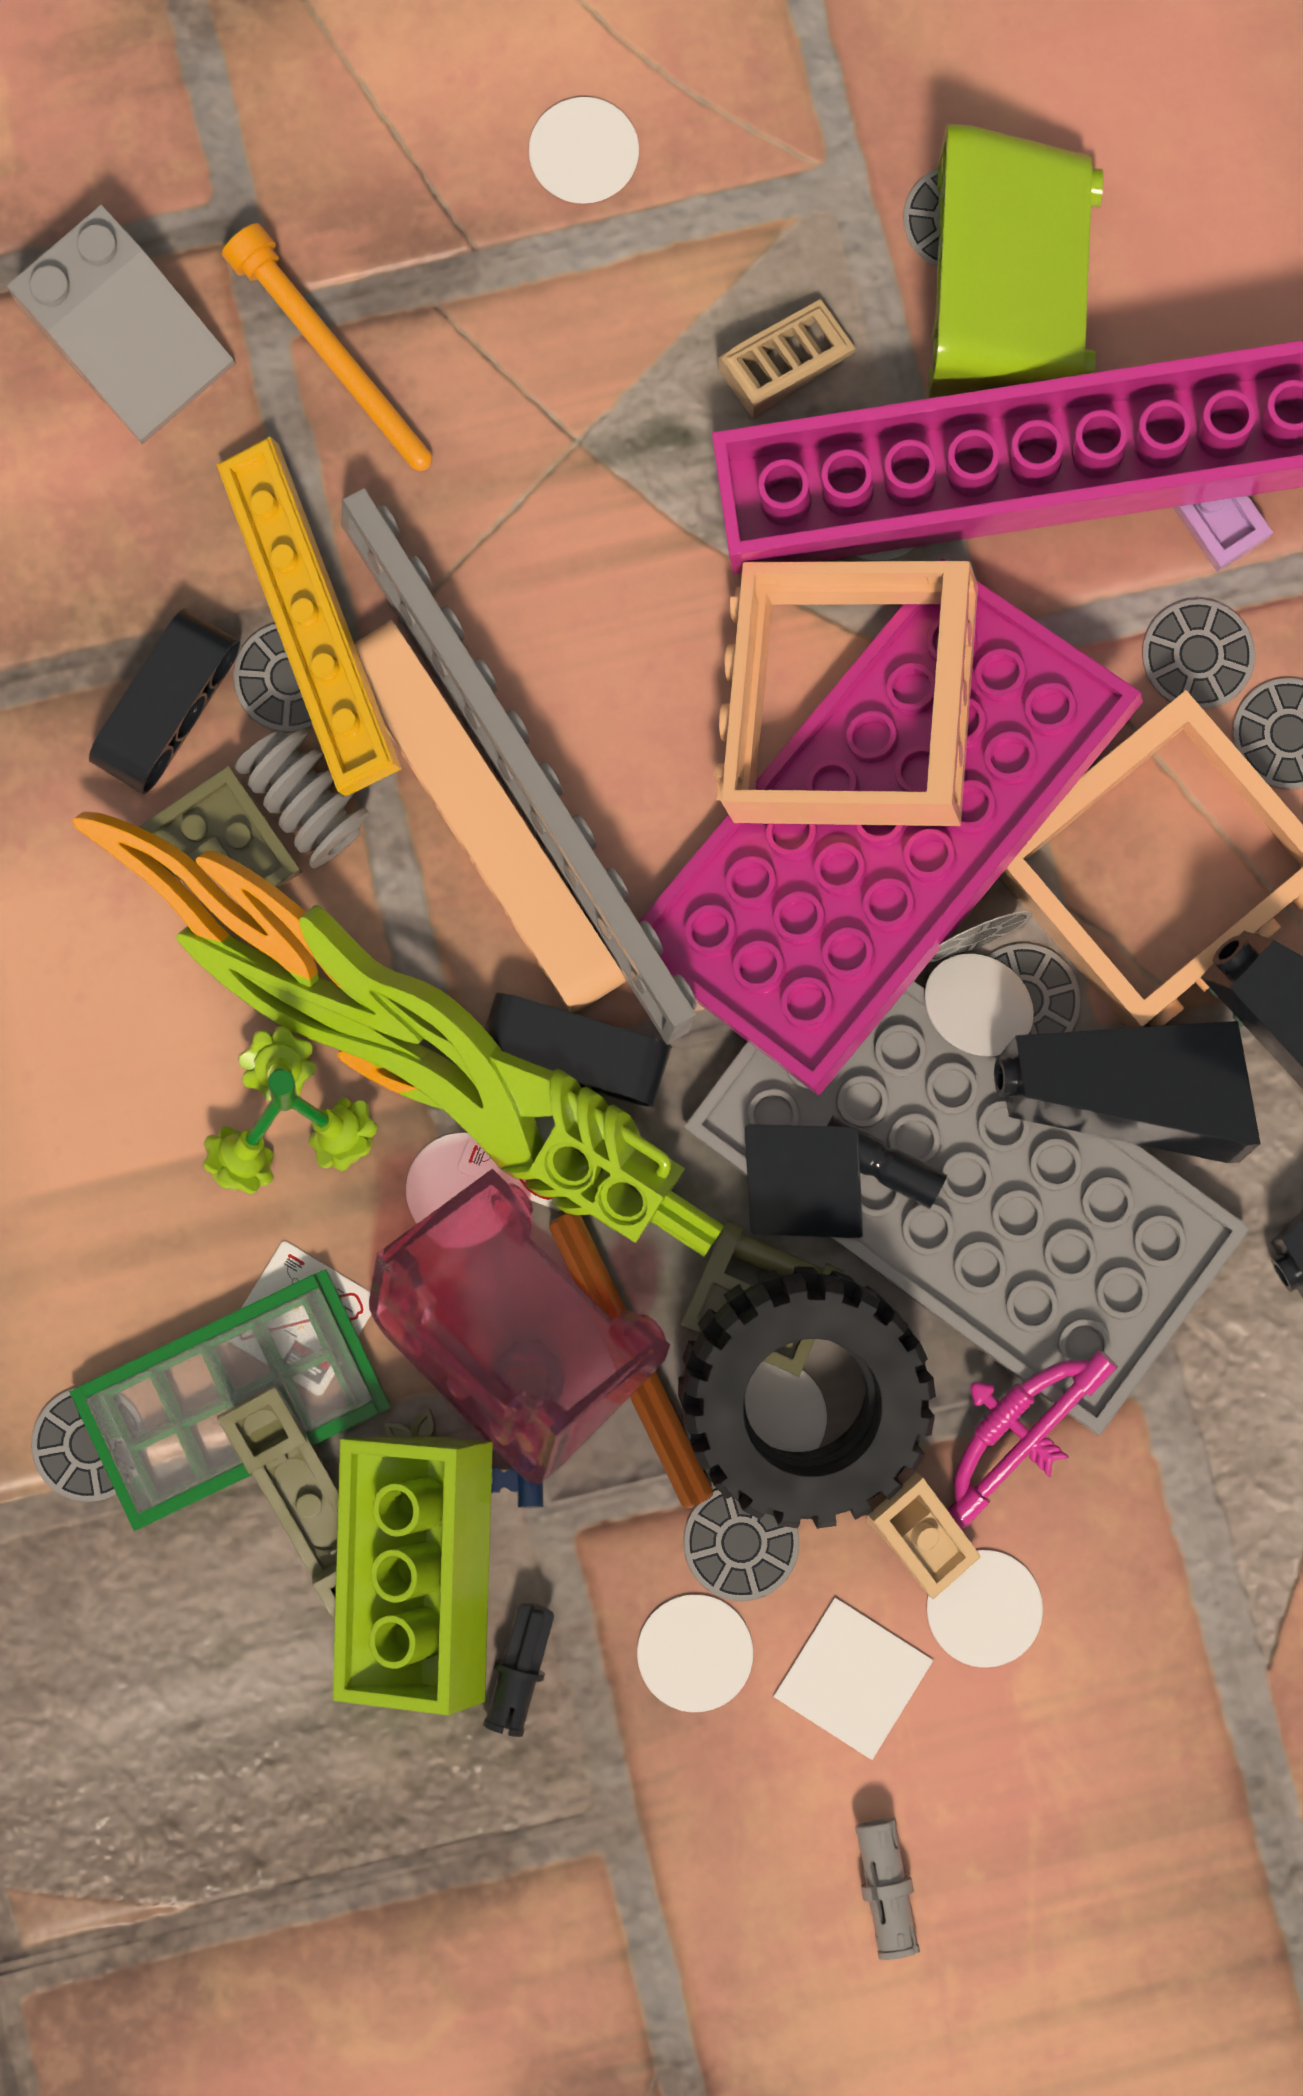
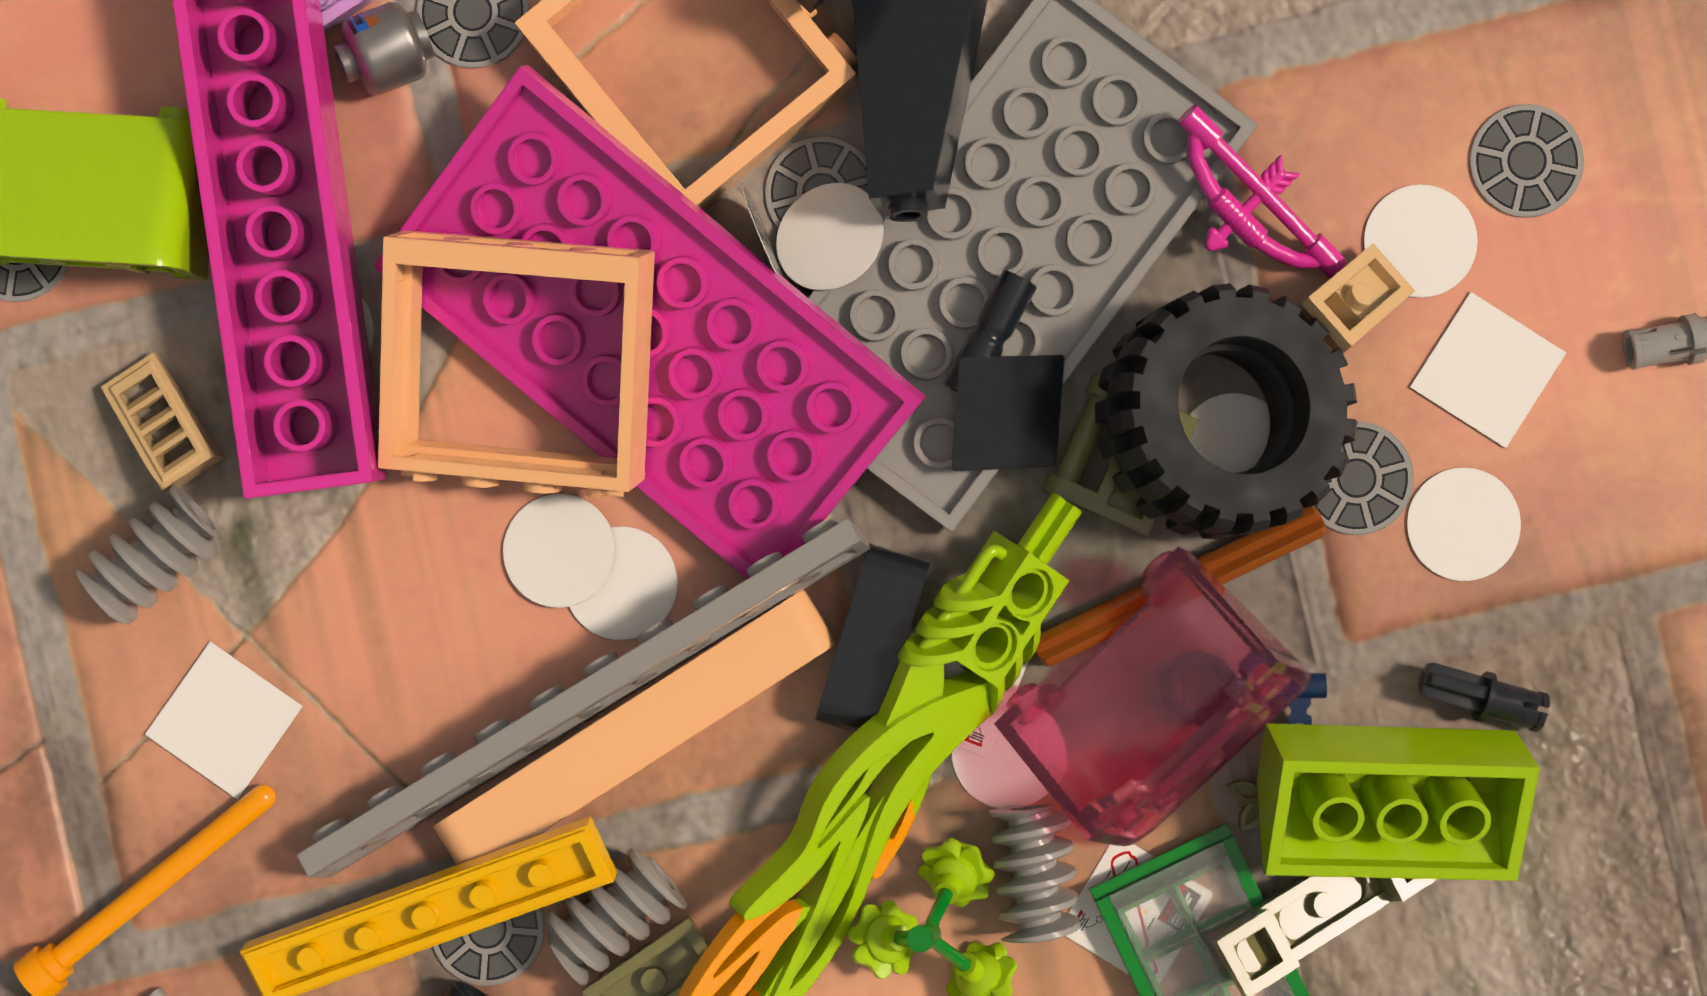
camera: 85 degrees left, 5 degrees up
(342, 1212) = (1036, 873): none -> light grey piece
(494, 421) = (223, 720): none -> white sticker
(632, 803) = (637, 590): none -> white sticker
(652, 348) = (151, 557): none -> light grey piece
(662, 743) = (559, 550): none -> white sticker
(1069, 1719) = (1526, 160): none -> sticker
(1158, 565) = (383, 48): none -> flat silver head

